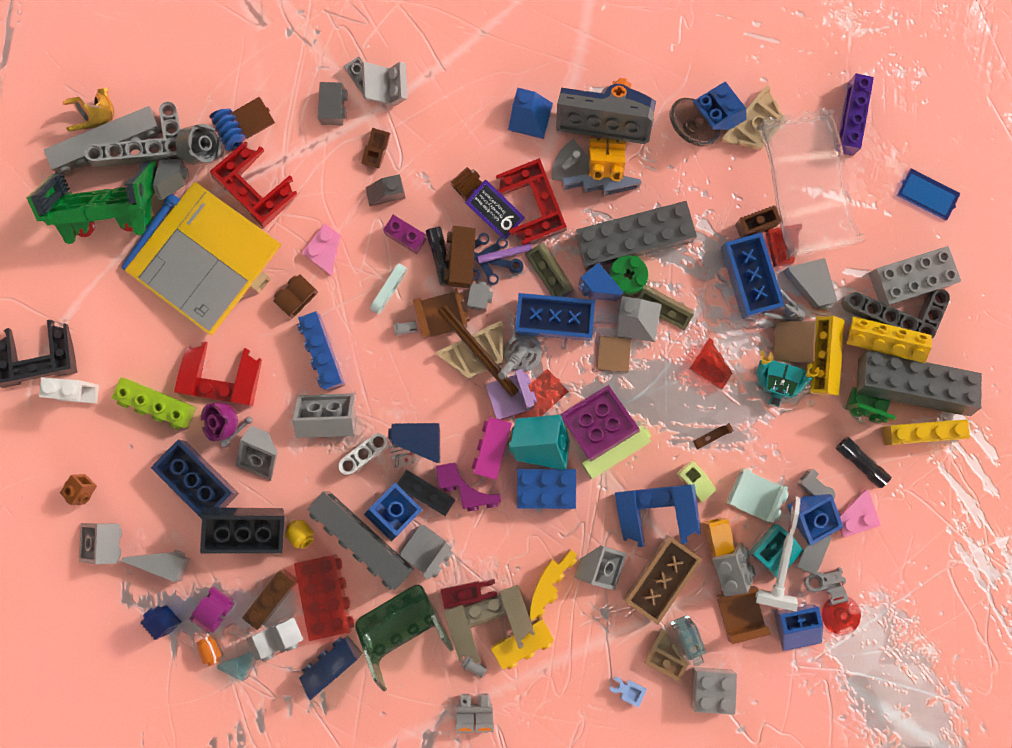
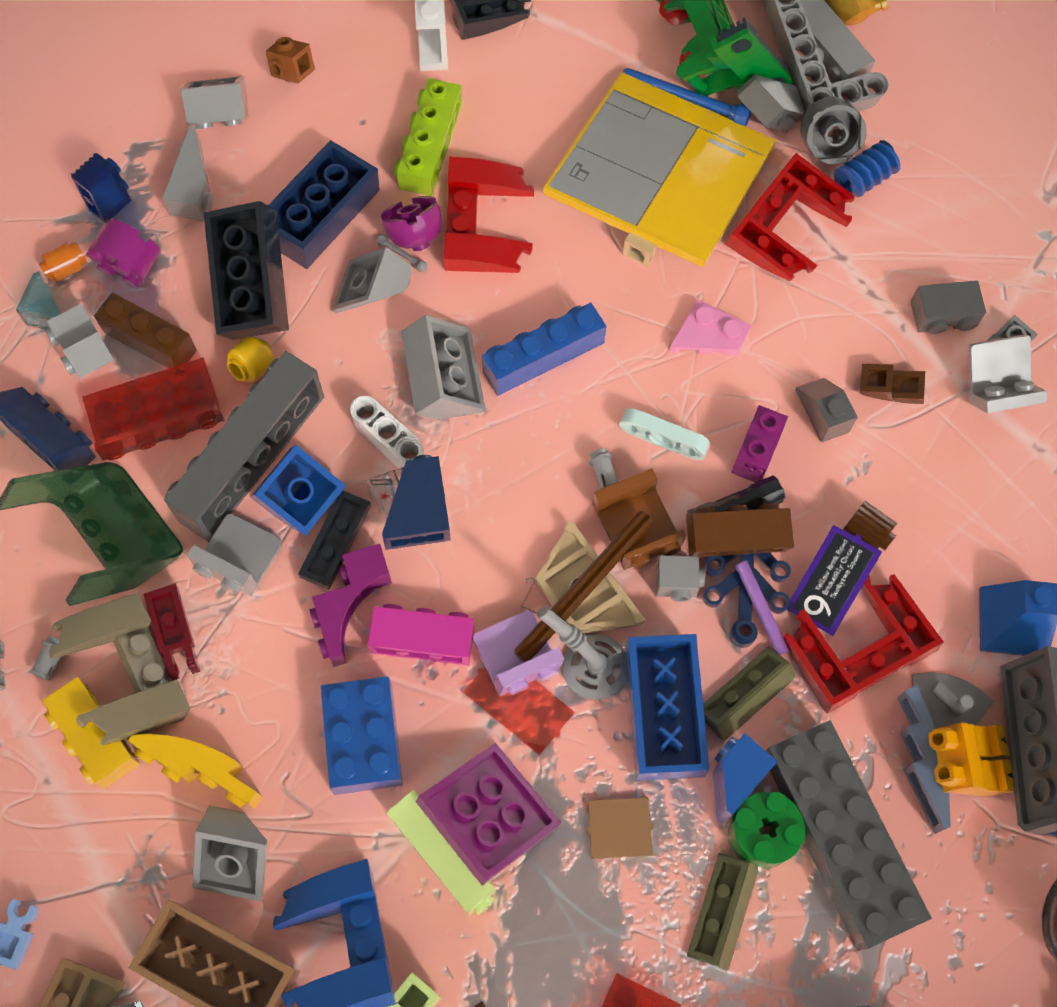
camera: 80 degrees right, 15 degrees down
(253, 117) = (895, 205): reddish brown piece -> none
(295, 295) = (626, 300): reddish brown brick -> none
(541, 441) = (441, 712): teal slope -> none
(638, 319) = (691, 860): light grey slope -> none

